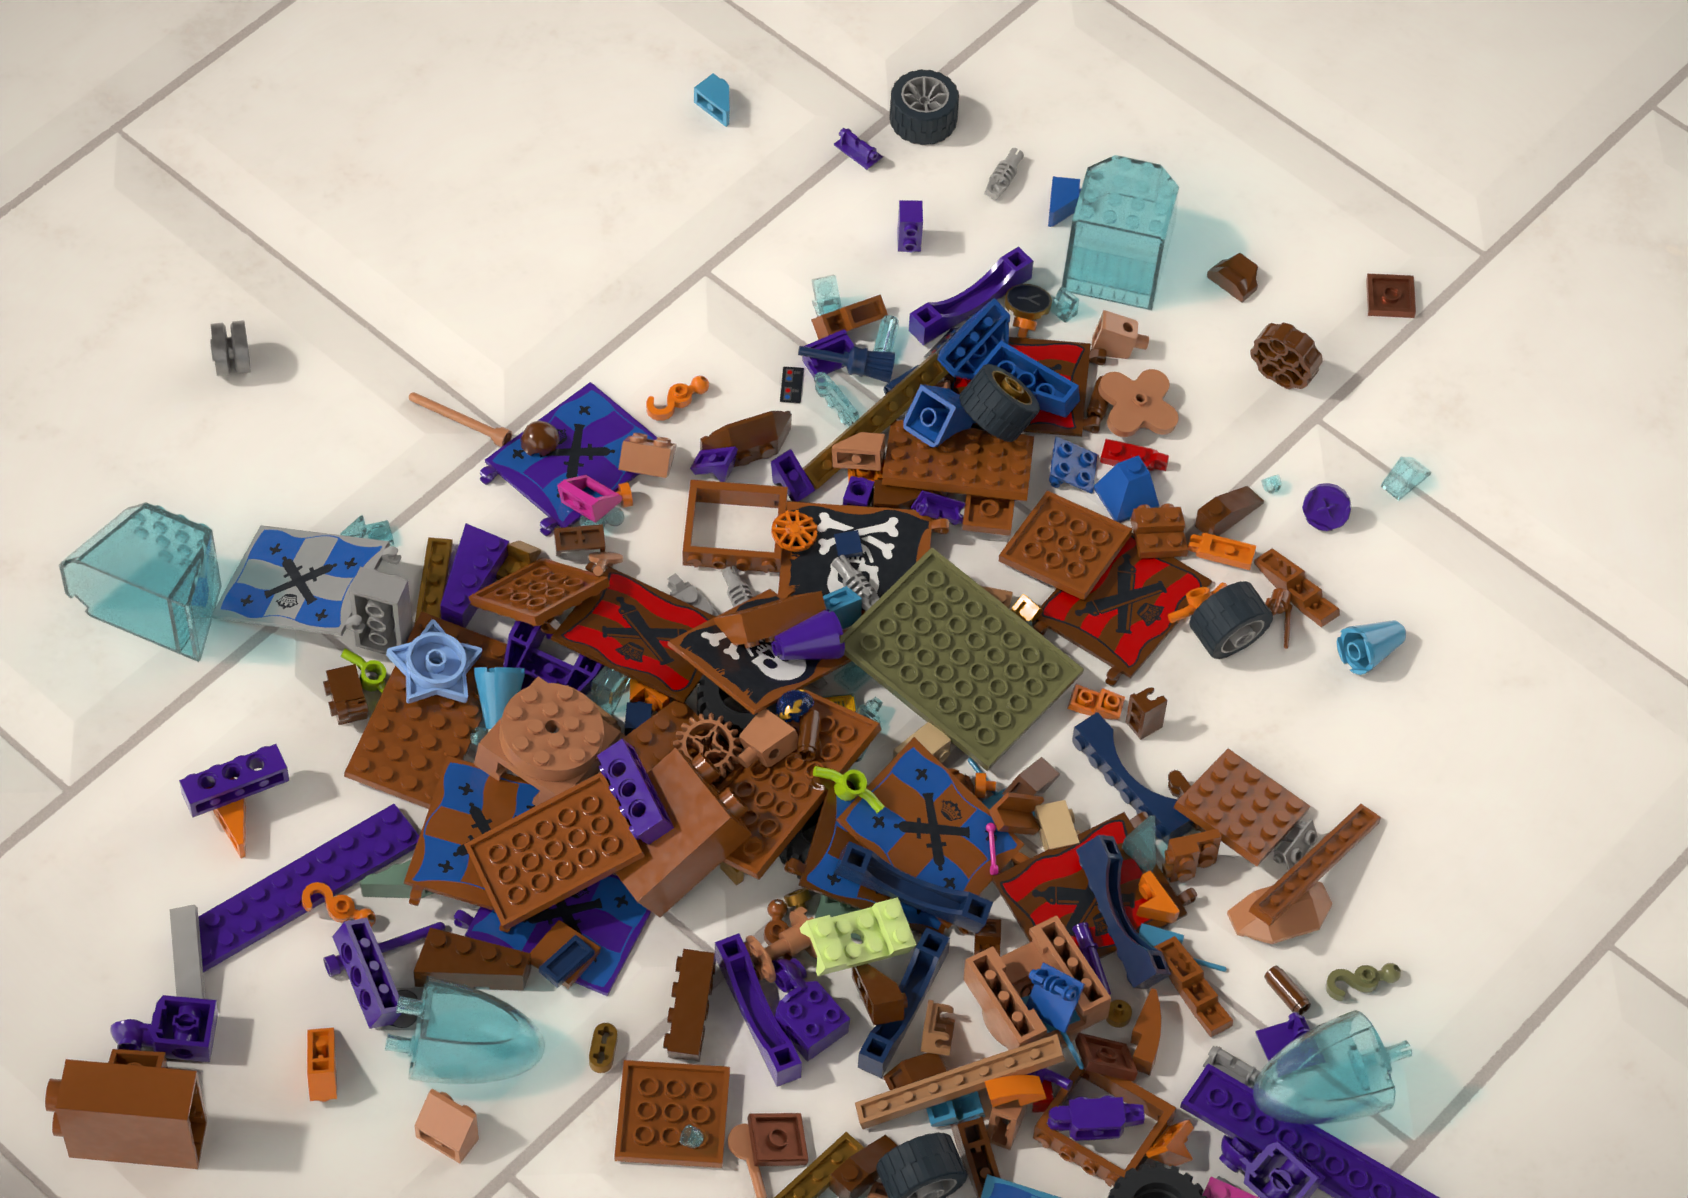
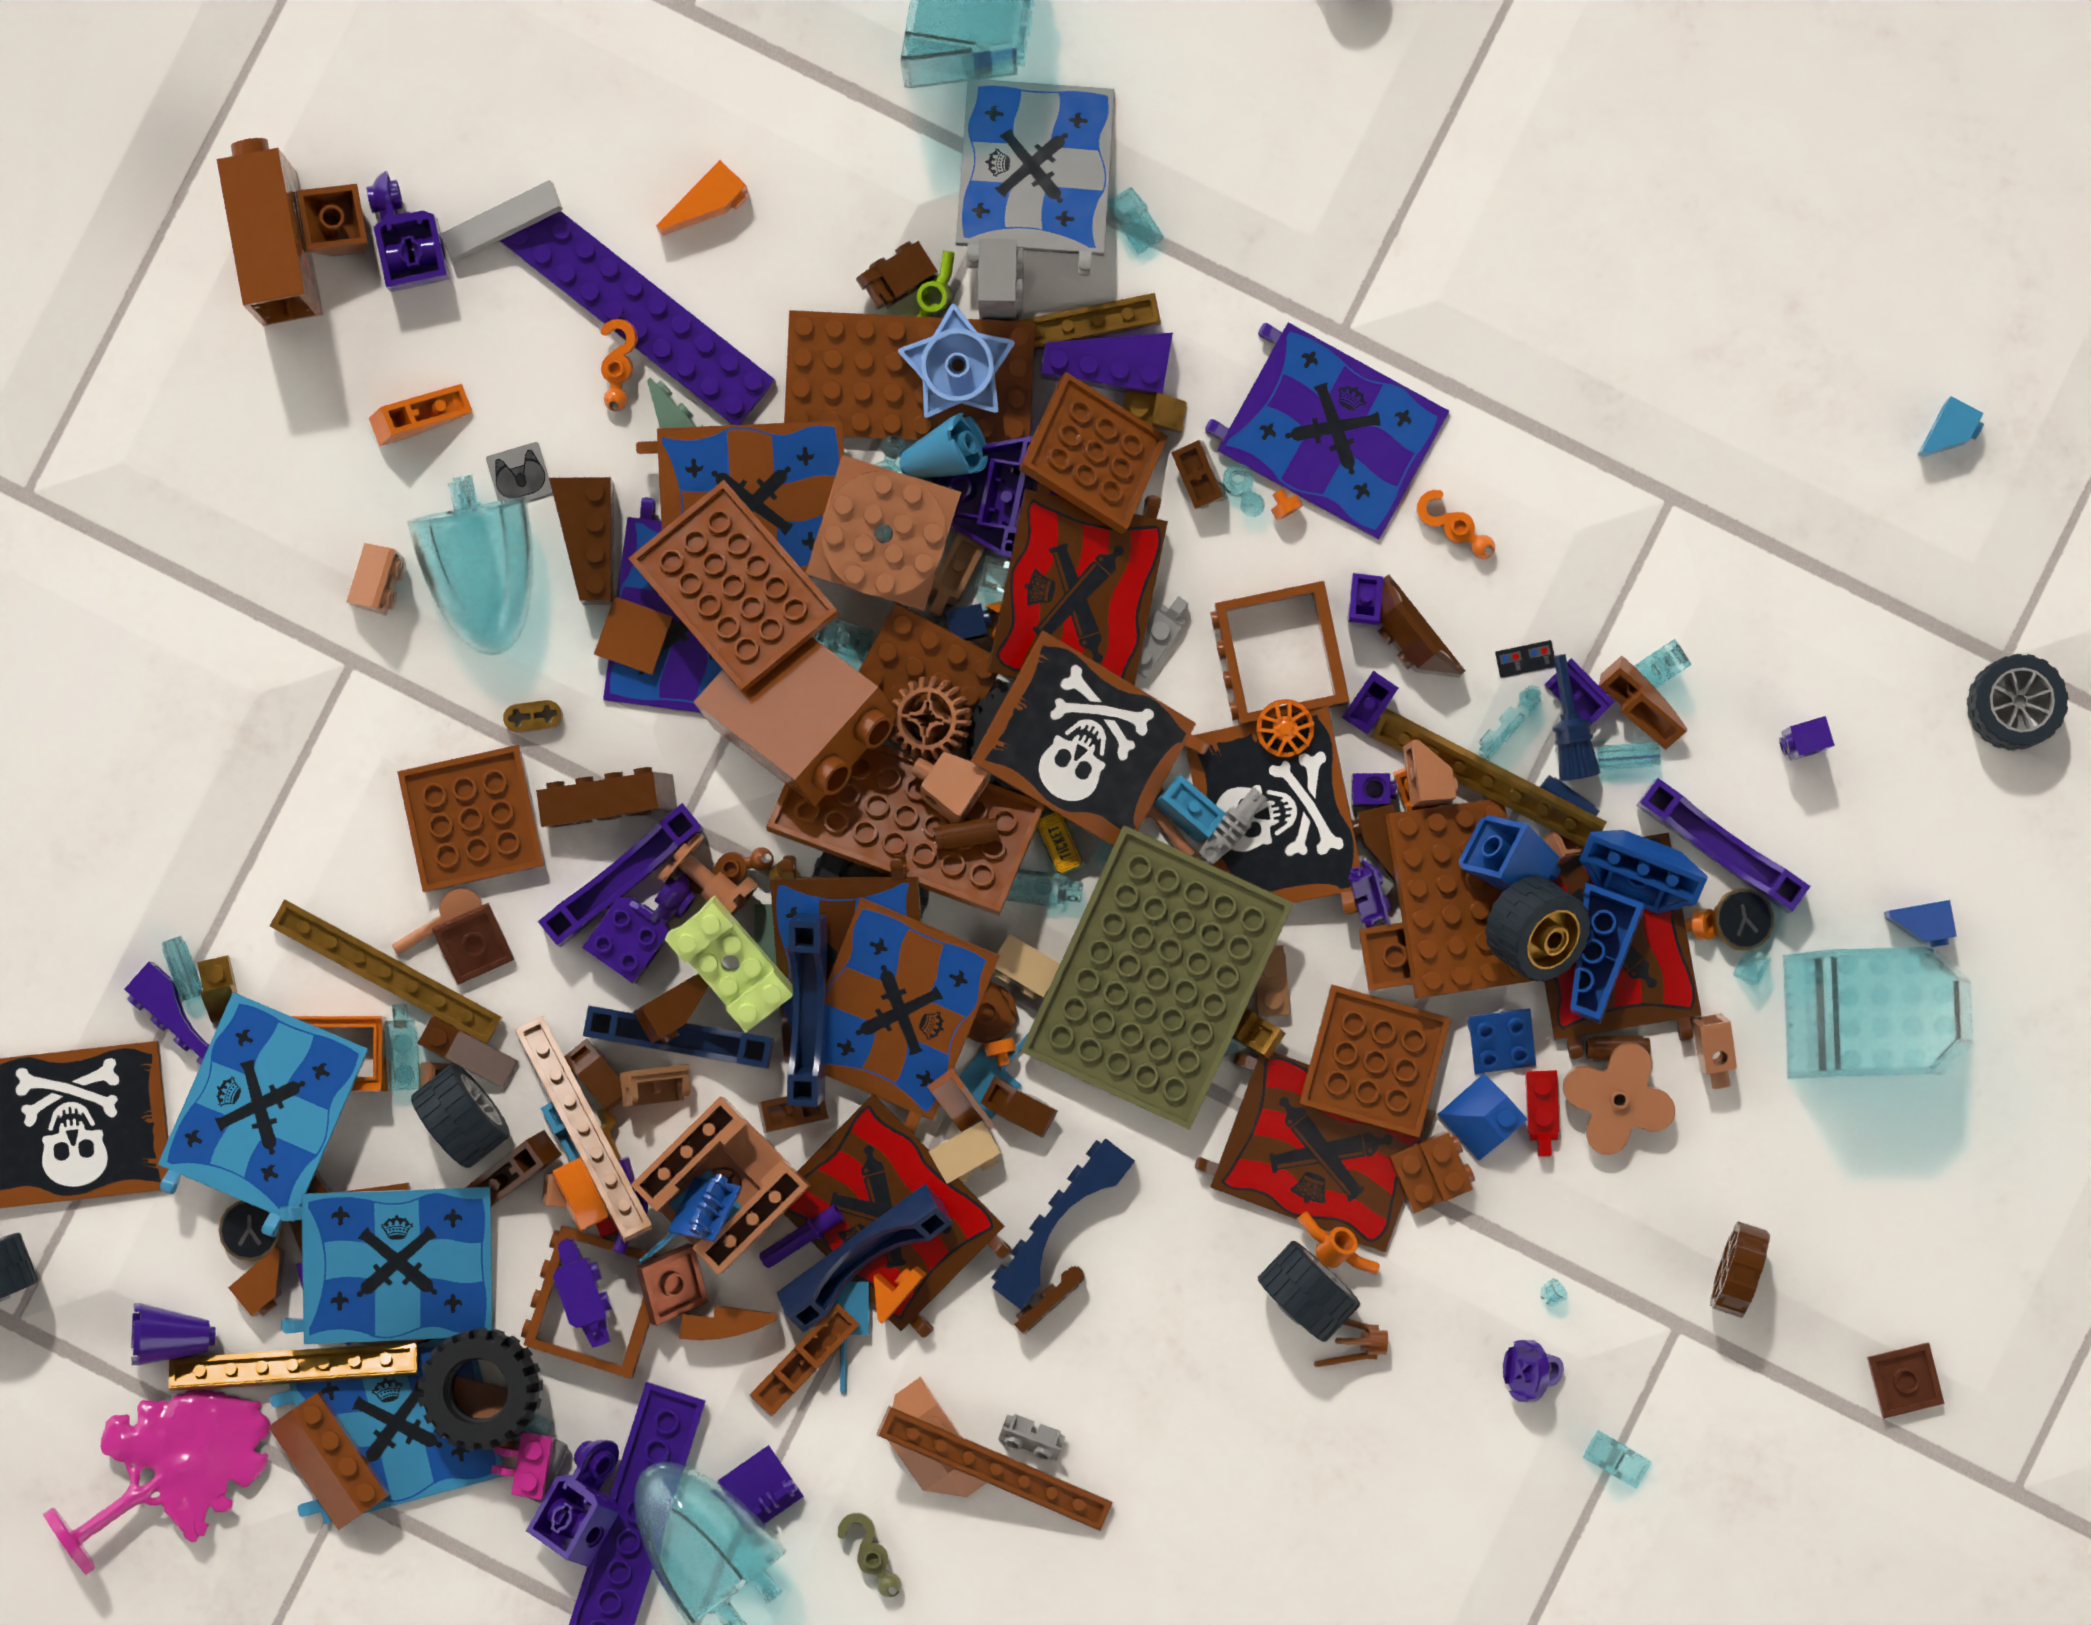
camera: 80 degrees right, 30 degrees up
(226, 791) = (755, 231): dark purple brick -> none
(335, 965) = (548, 386): dark purple piece -> none
(367, 972) = (533, 428): dark purple brick -> none
(499, 435) = (1329, 328): nougat piece -> none
(539, 438) = (1335, 379): reddish brown hair -> none
(566, 961) = (618, 642): dark blue tile -> none
(583, 503) = (1243, 484): dark pink tile -> none
(604, 560) = (1180, 512): nougat piece -> none
(647, 455) = (1348, 517): nougat slope -> none
(655, 820) = (811, 672): dark purple brick -> none
(691, 1137) = (436, 849): clear light blue hinge -> none
(737, 589) = (1187, 686): light grey hinge -> none
(769, 619) = (1131, 741): dark orange slope -> none
(793, 705) = (1000, 805): clear blue hair -> none
(811, 639) = (1106, 794): dark purple cone -> none
(842, 789) = (891, 910): lime piece -> none
(848, 544) = (1286, 799): dark blue tile -> none
(857, 149) = (1927, 635): dark purple hinge -> none
(942, 341) = (1644, 827): black sticker -> none
(991, 827) = (929, 1077): dark pink hinge -> none
(1003, 174) = (1944, 834): light grey hinge -> none
(1089, 702) = (1162, 1154): orange slope -> none
(1119, 1013) = (755, 1283): pearl gold tile -> none
(1141, 844) = (960, 1258): clear light blue slope -> none
(1145, 715) = (1147, 1214): reddish brown hinge -> none
(1170, 1145) = (586, 1381): orange slope -> none
(1188, 853) = (960, 1311): dark orange plate -> none
(1222, 550) = (1430, 1256): orange hinge -> none
(1227, 510) = (1495, 1250): reddish brown slope -> none
(1232, 1066) = (712, 1429): light grey hinge -> none
(1235, 276) = (1871, 1173): reddish brown slope -> none
(1243, 805) = (1055, 1363): dark orange plate -> none
(1287, 990) = (830, 1470): reddish brown piece -> none
(1304, 593) = (1403, 1358): dark orange slope -> none
(1369, 644) = (1339, 1469): dark azure cone -> none

